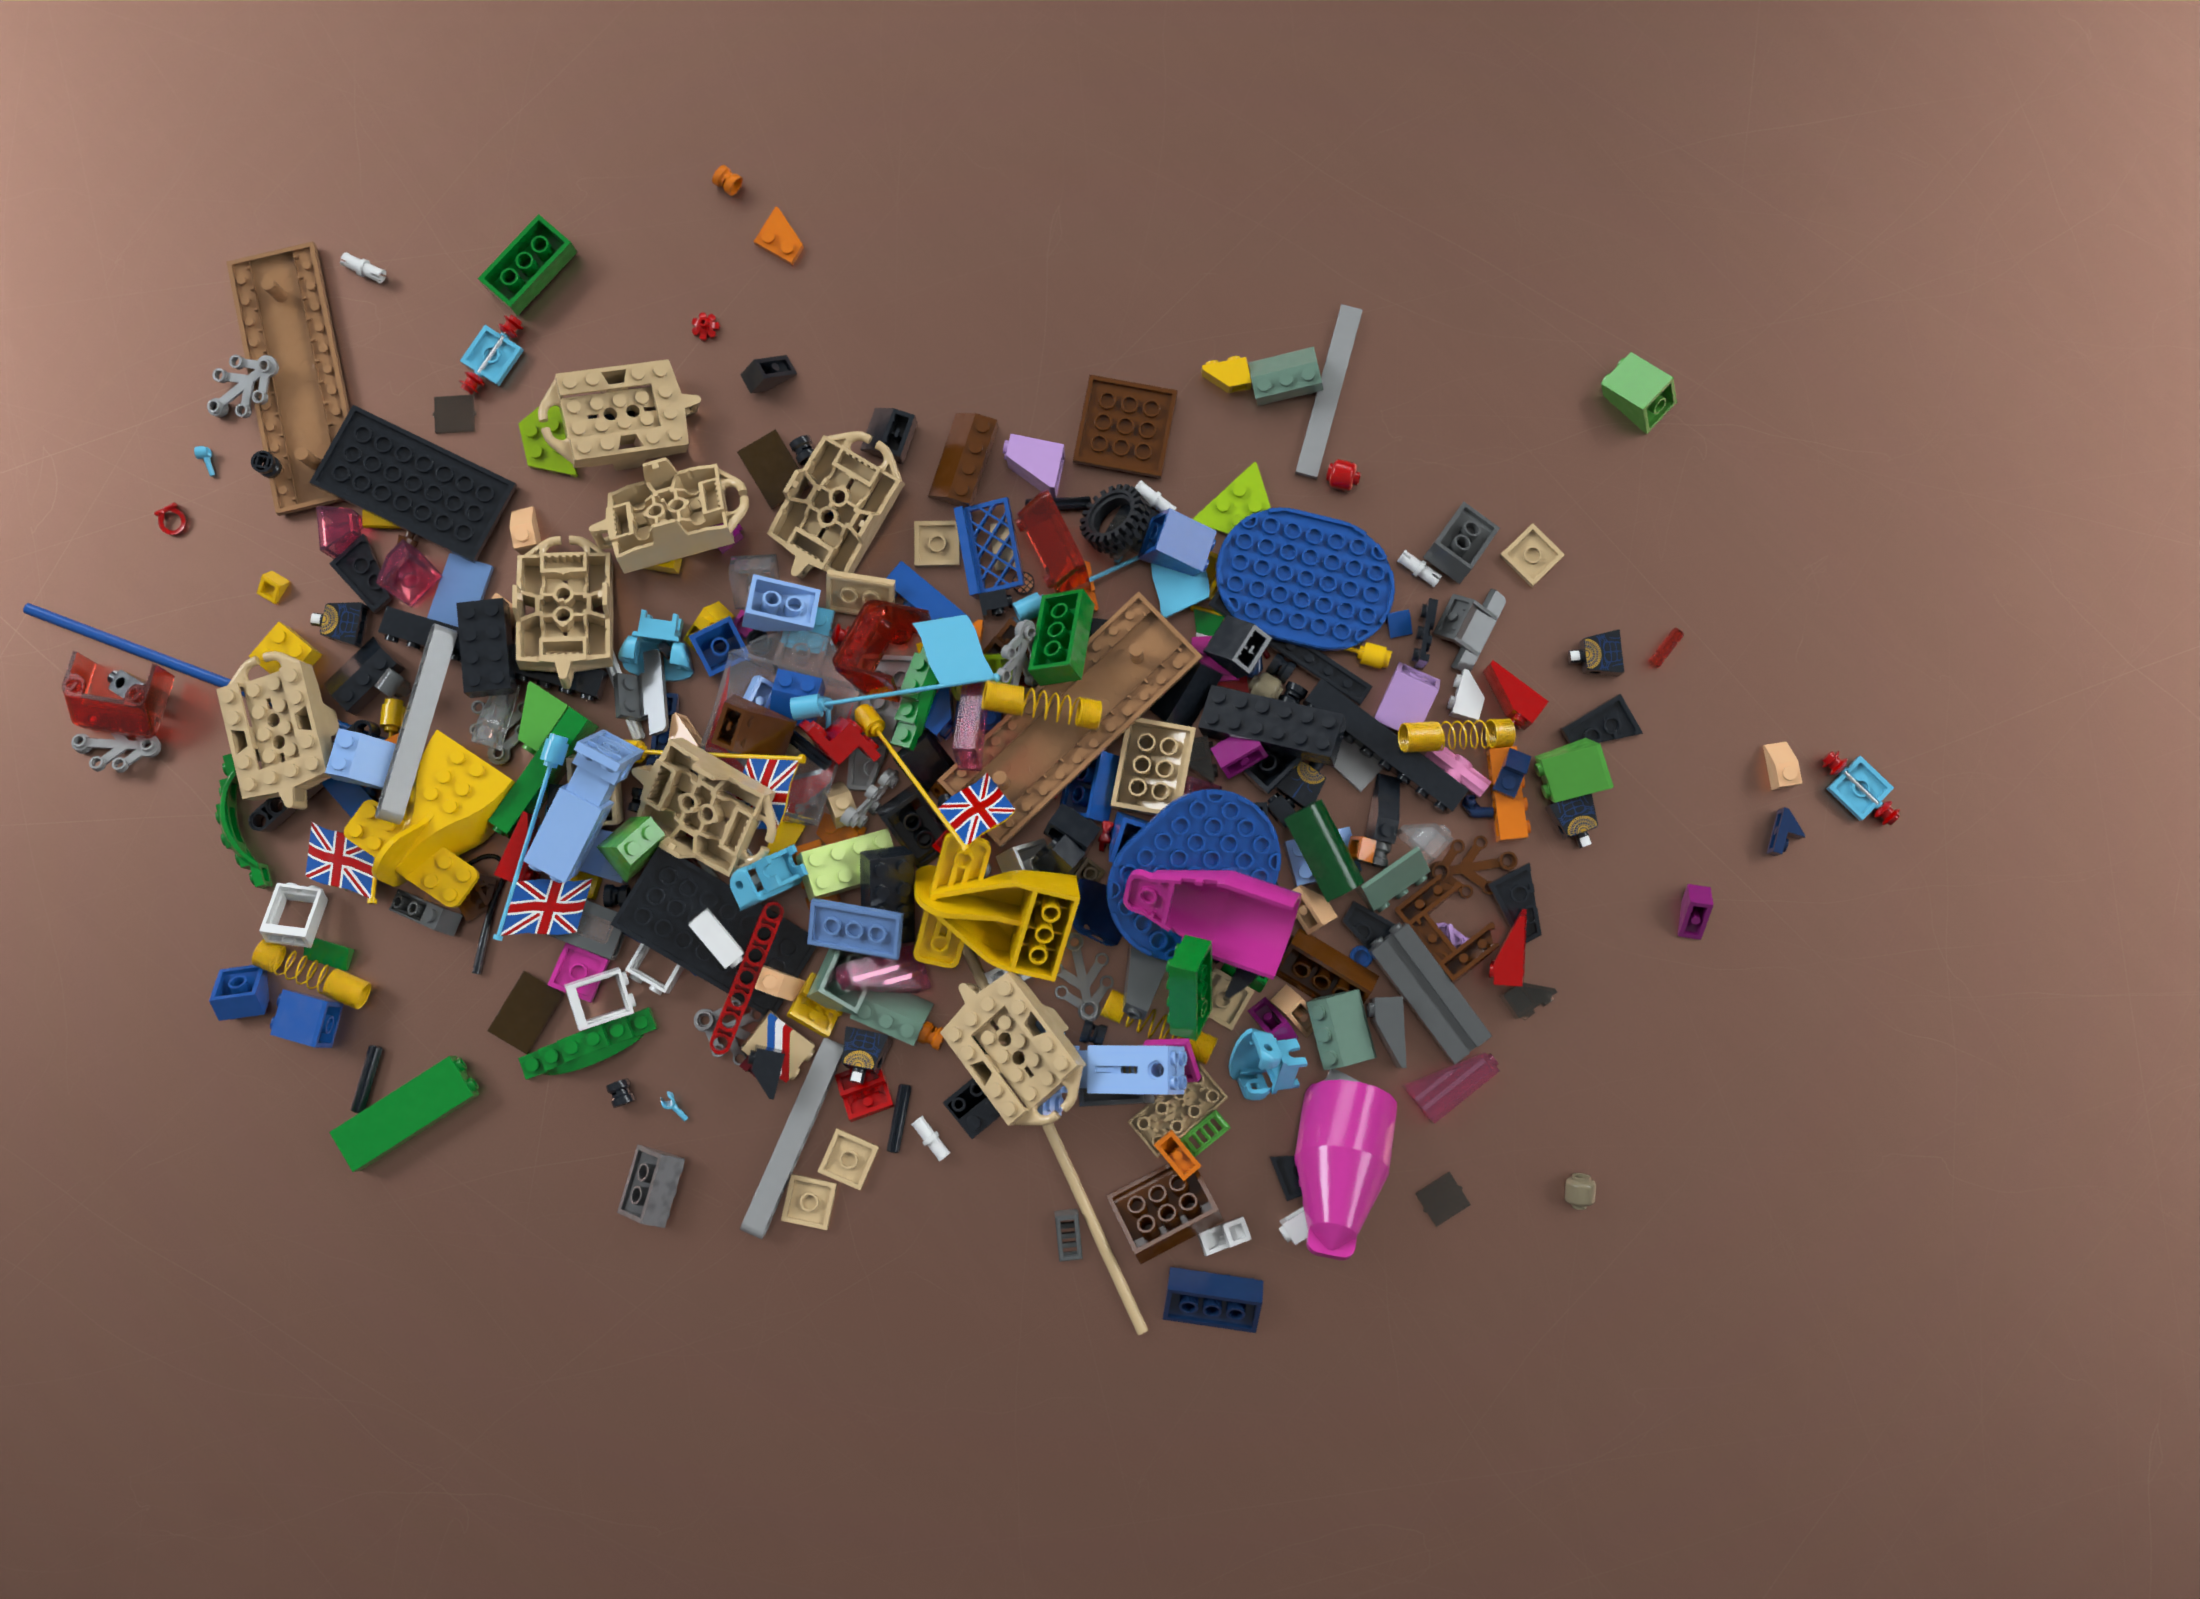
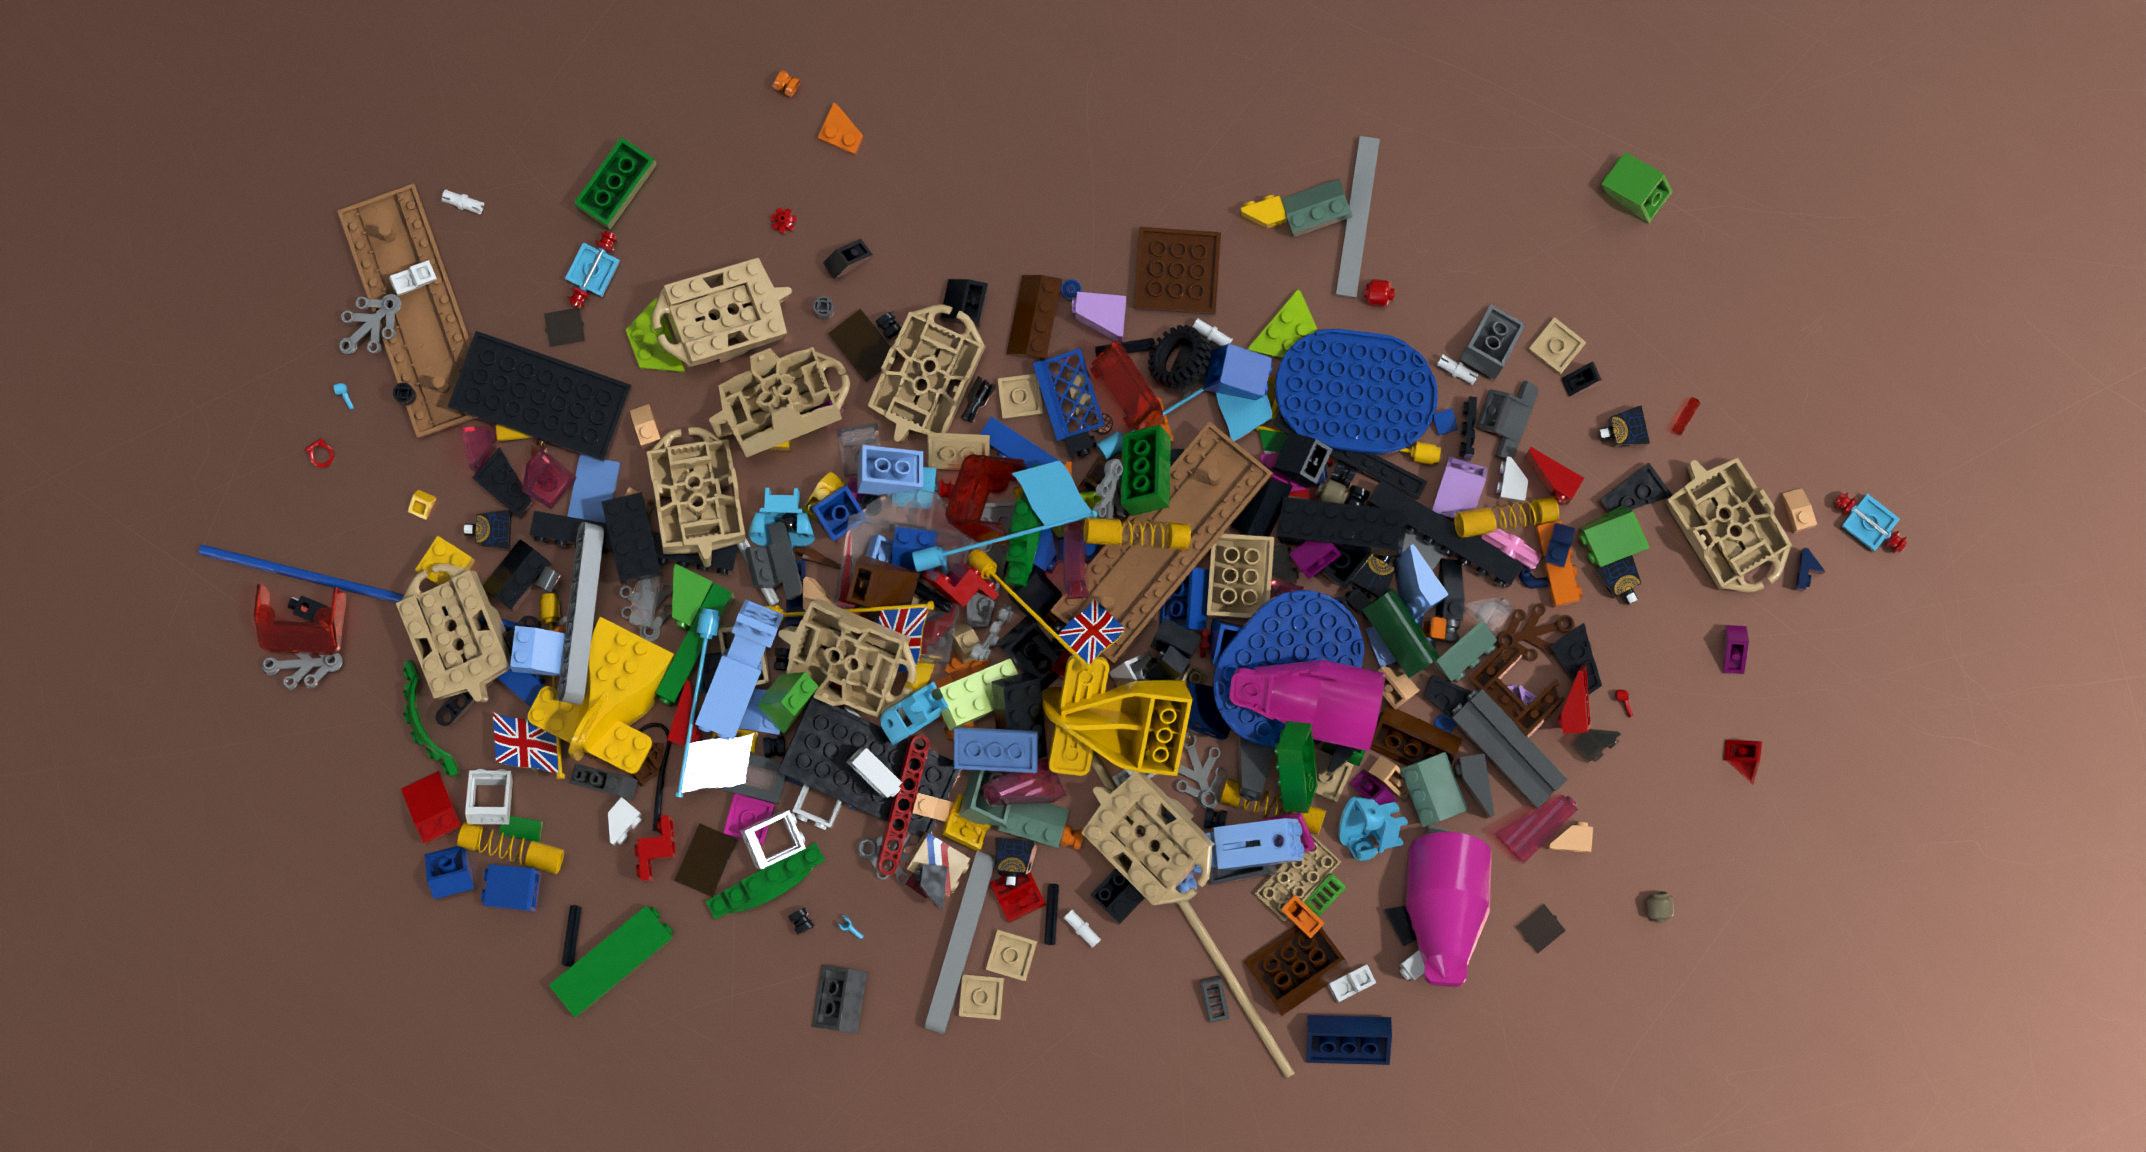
camera: 10 degrees left, 0 degrees up
(232, 920) = (432, 808): none -> red slope
(294, 342) = (413, 278): none -> white slope
(437, 957) = (621, 819): none -> white slope
(459, 994) = (655, 848): none -> red bracket
(686, 690) = (812, 555): none -> reddish brown piece
(739, 424) = (821, 310): none -> flat silver wheel
(887, 543) = (977, 398): none -> black arm
(1003, 432) = (1070, 288): none -> dark blue tile
(1349, 797) = (1417, 583): none -> light blue slope
(1492, 1102) = (1575, 839): none -> light nougat slope
(1556, 594) = (1582, 379): none -> black slope
(1564, 948) = (1622, 695): none -> red hand
(1692, 1033) = (1744, 757): none -> red slope
(1736, 787) = (1759, 534): none -> tan piece

